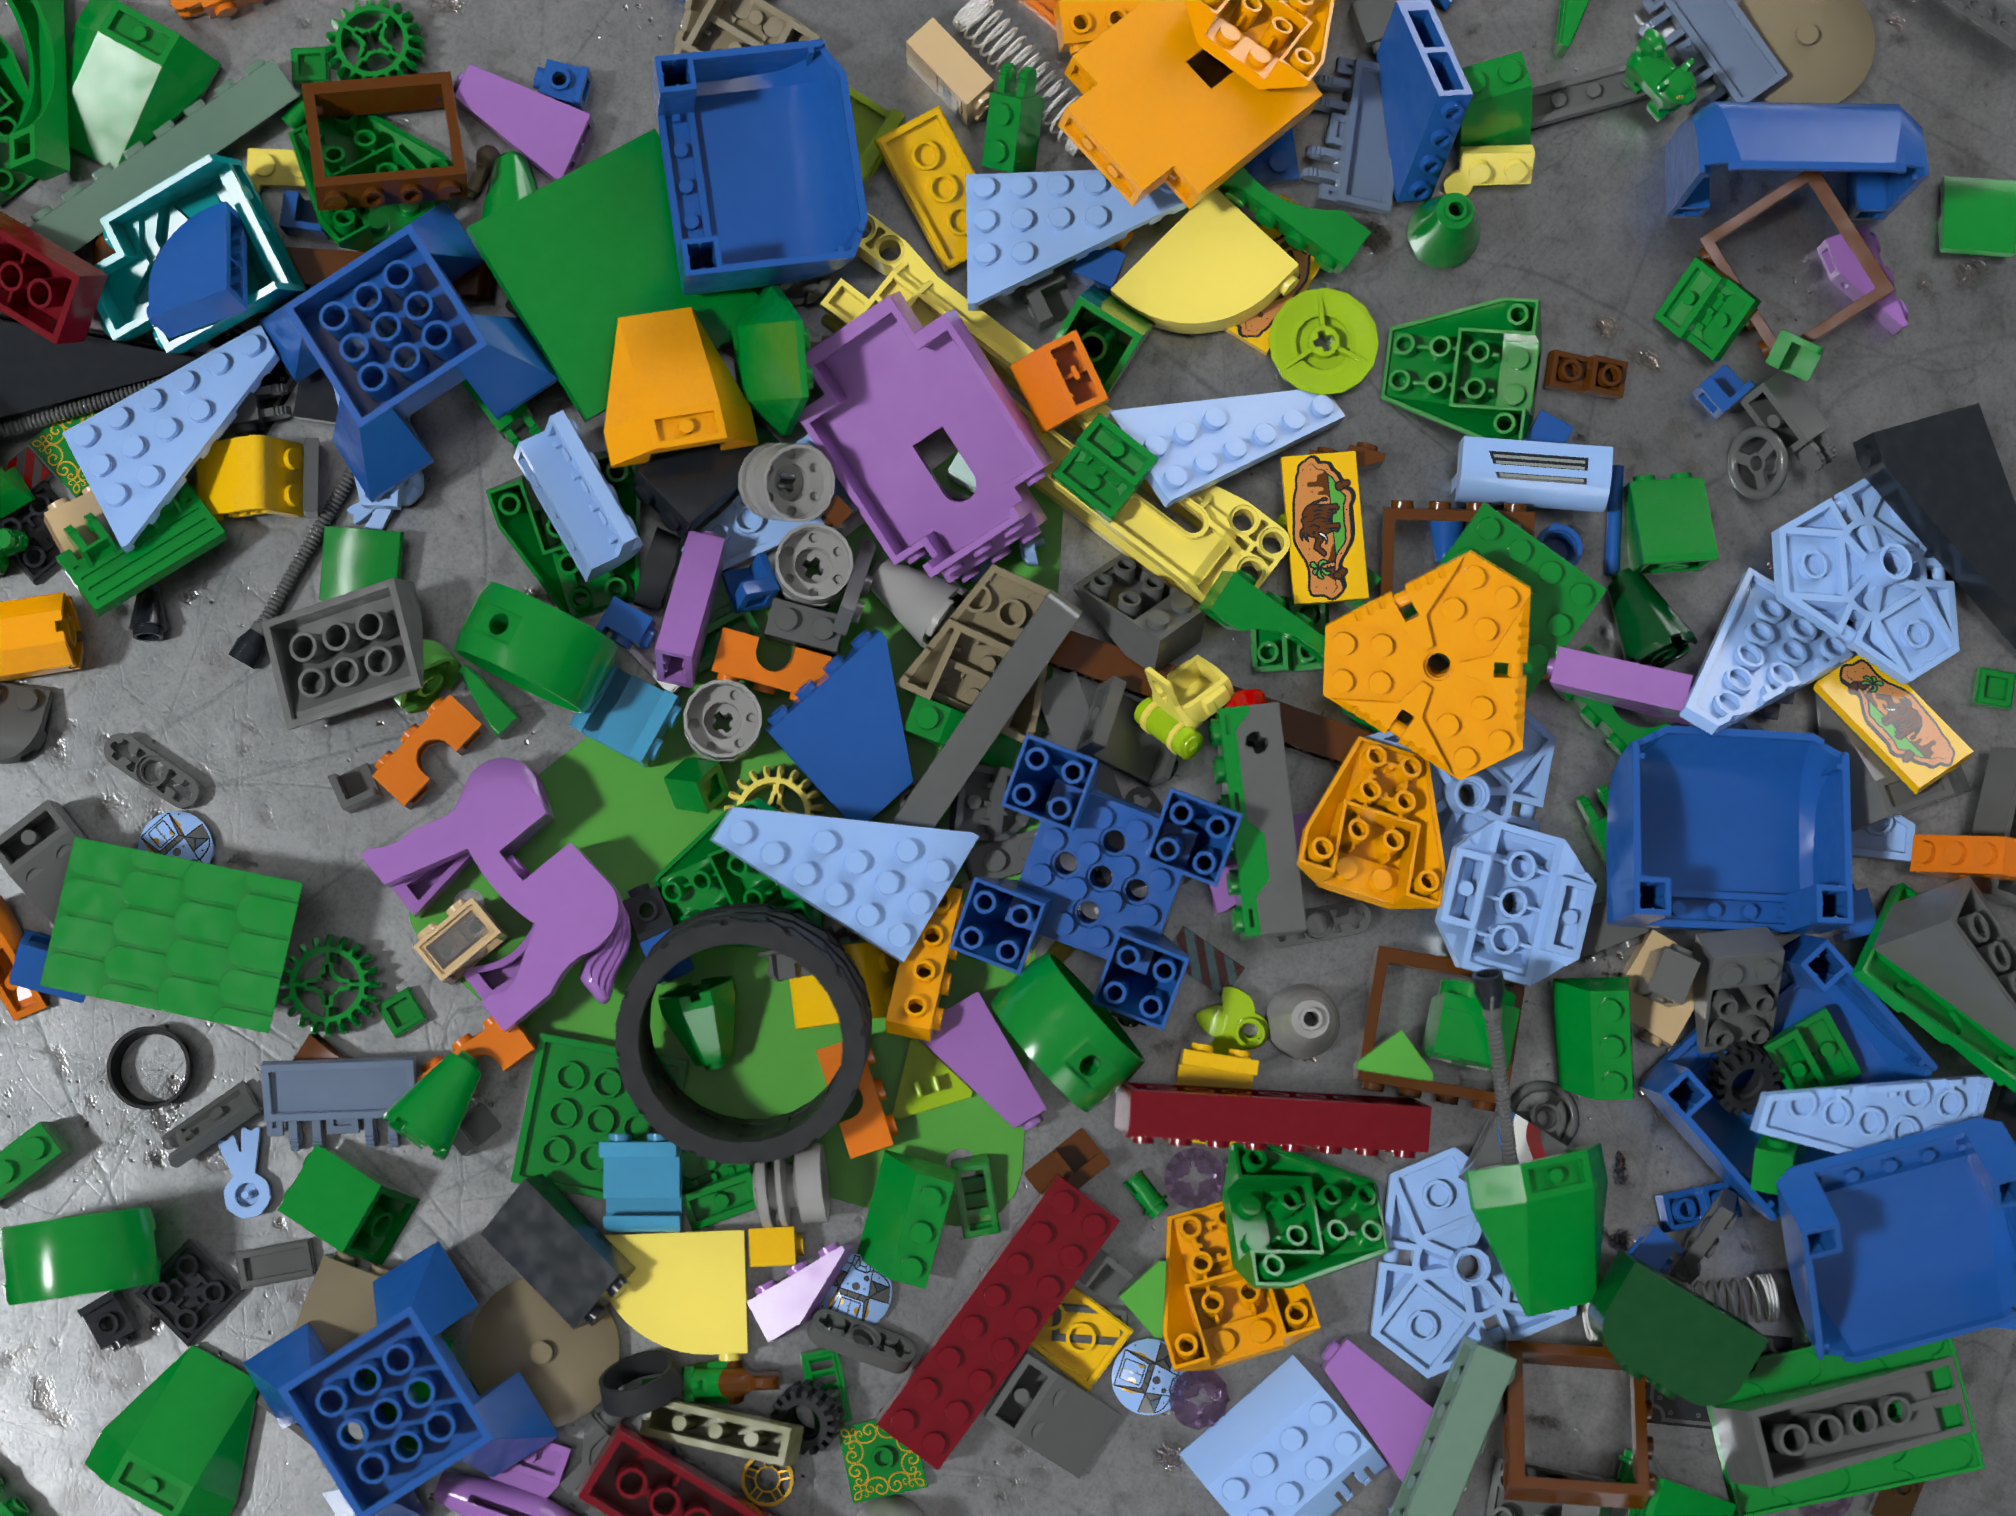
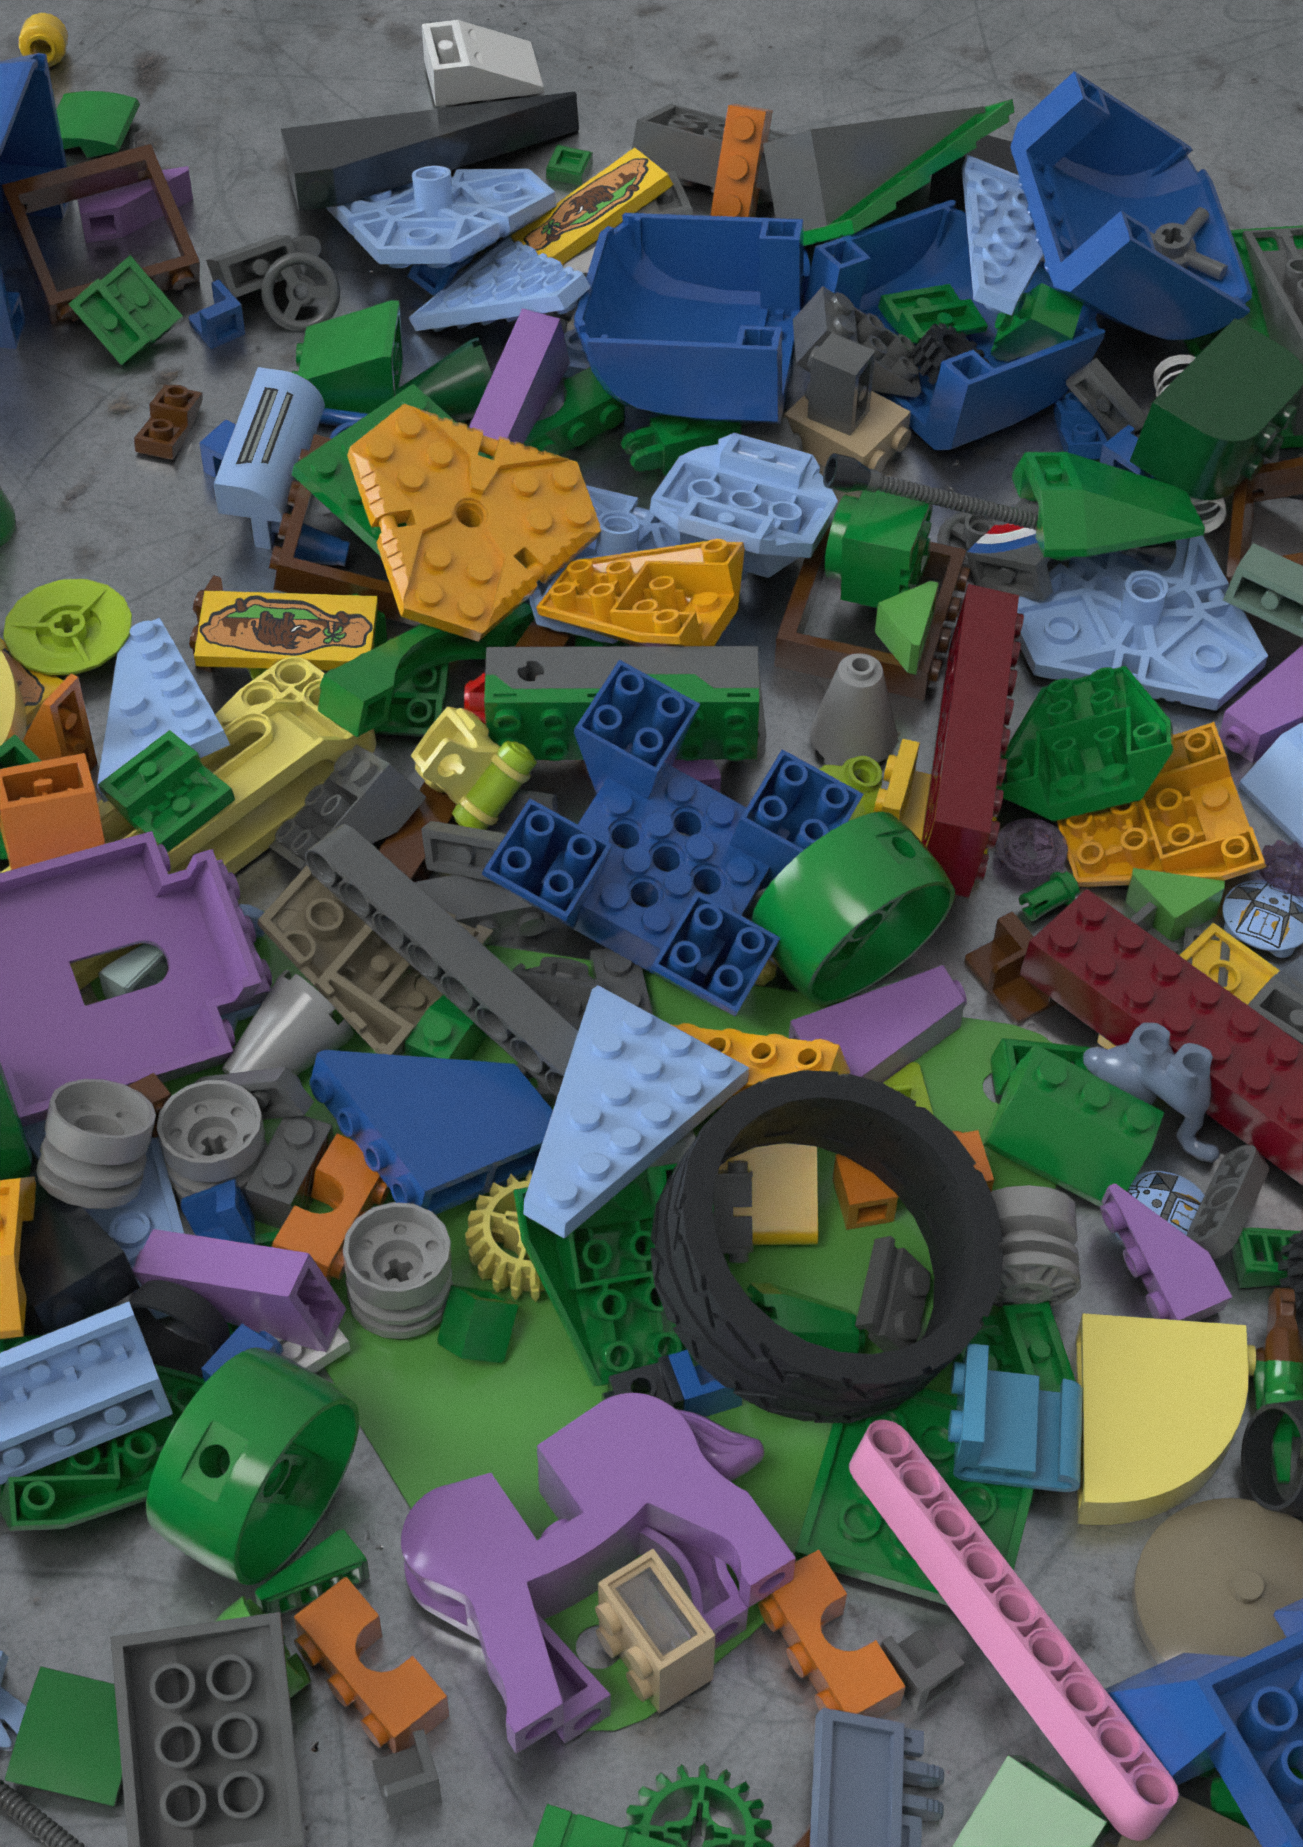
camera: 80 degrees left, 30 degrees down
(402, 1012) = (746, 1749): green tile -> none
(436, 1104) = (896, 1671): green cone -> none
(477, 1199) = (1014, 1632): none -> bright pink beam
(559, 1252) = (1111, 1538): black brick -> none
(630, 717) = (388, 1377): dark azure piece -> none
(745, 1089) = (893, 1296): none -> dark grey plate
(775, 1246) = (1103, 1286): yellow brick -> none
(957, 1274) = (1151, 1069): none -> sand blue animal
(1187, 363) = (62, 725): none -> orange slope
(1469, 367) = (132, 507): green wedge -> none
(1594, 1037) = (903, 450): green slope -> none
(1795, 355) = (193, 236): green panel -> none
(1888, 1287) = (1177, 244): none -> dark grey bar

